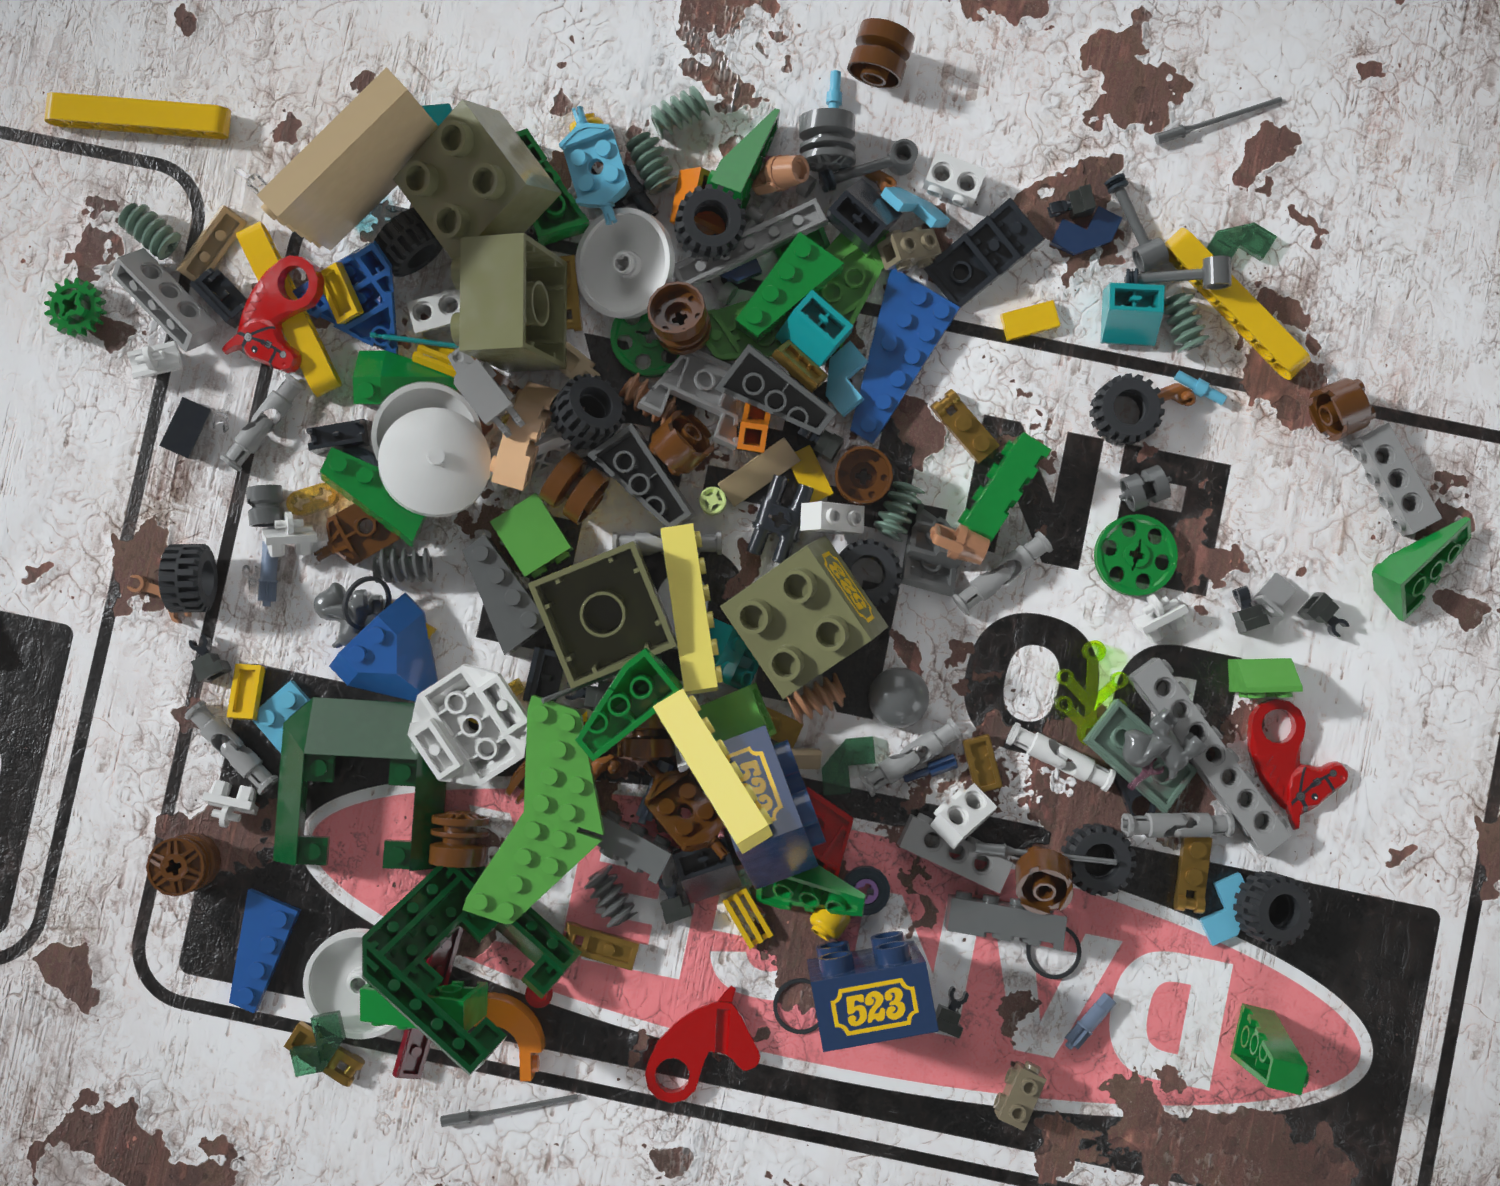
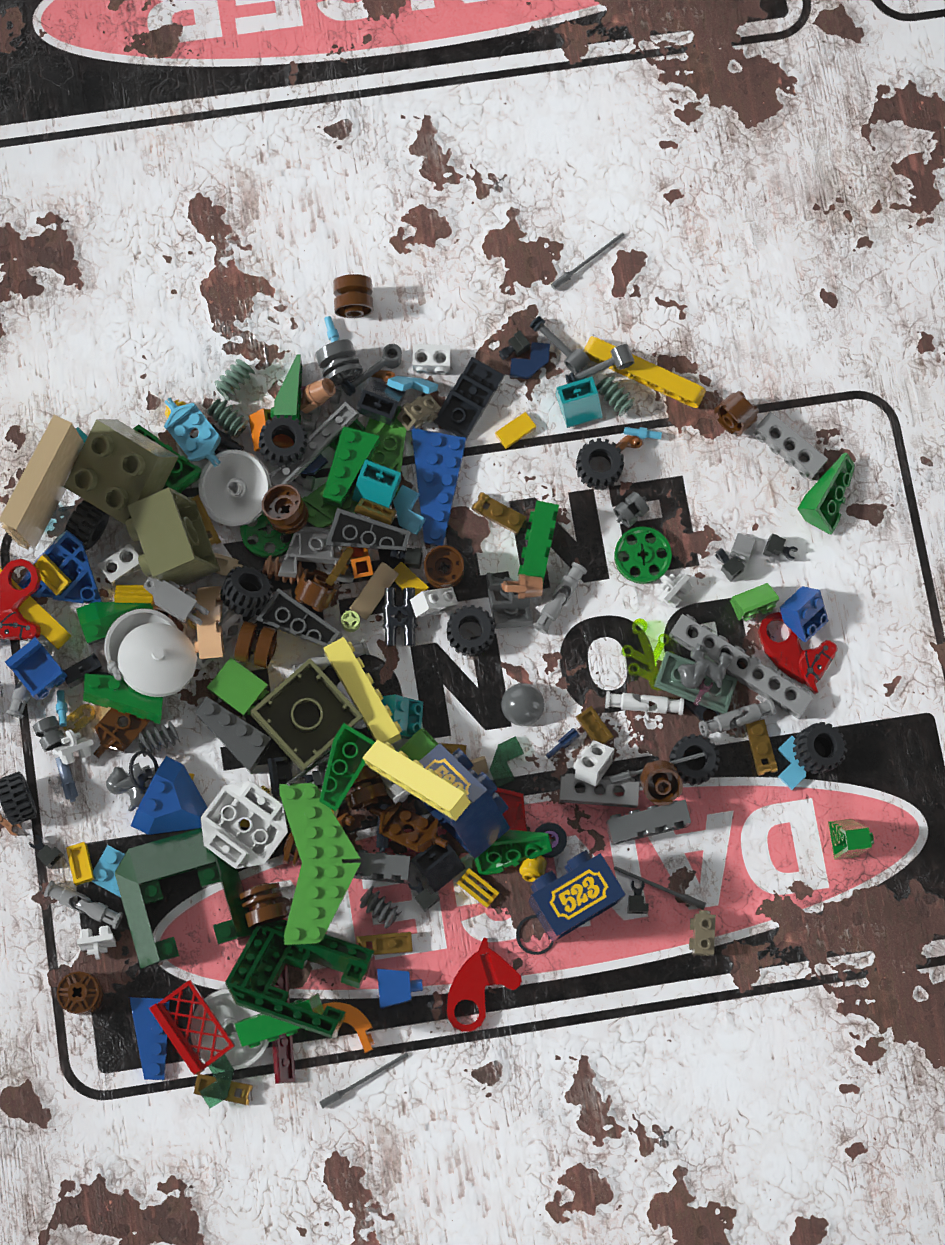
camera: 30 degrees left, 10 degrees down
(275, 414) = (36, 669): none -> blue panel
(284, 968) = (178, 1038): none -> red fence
(293, 477) = (61, 708): none -> medium azure bar
(372, 452) = (113, 669): none -> light grey piece
(414, 340) = (114, 587): teal piece -> none
(535, 1001) = (355, 994): red plate -> none
(593, 1008) = (396, 987): none -> blue torso
(724, 425) = (340, 567): none -> pearl gold plate
(804, 616) = (439, 669): olive brick -> none
(817, 698) = (468, 723): nougat piece -> none
(898, 509) = (475, 581): sand green piece -> none
(898, 765) = (538, 750): light grey piece -> none
(1014, 1034) = (686, 898): none -> dark grey piece
(1064, 974) = (699, 849): black piece -> none
(1089, 1022) = (731, 870): sand blue piece -> none
(1248, 237) = (636, 327): clear green tile -> none
(1325, 716) = (804, 612): none -> blue slope

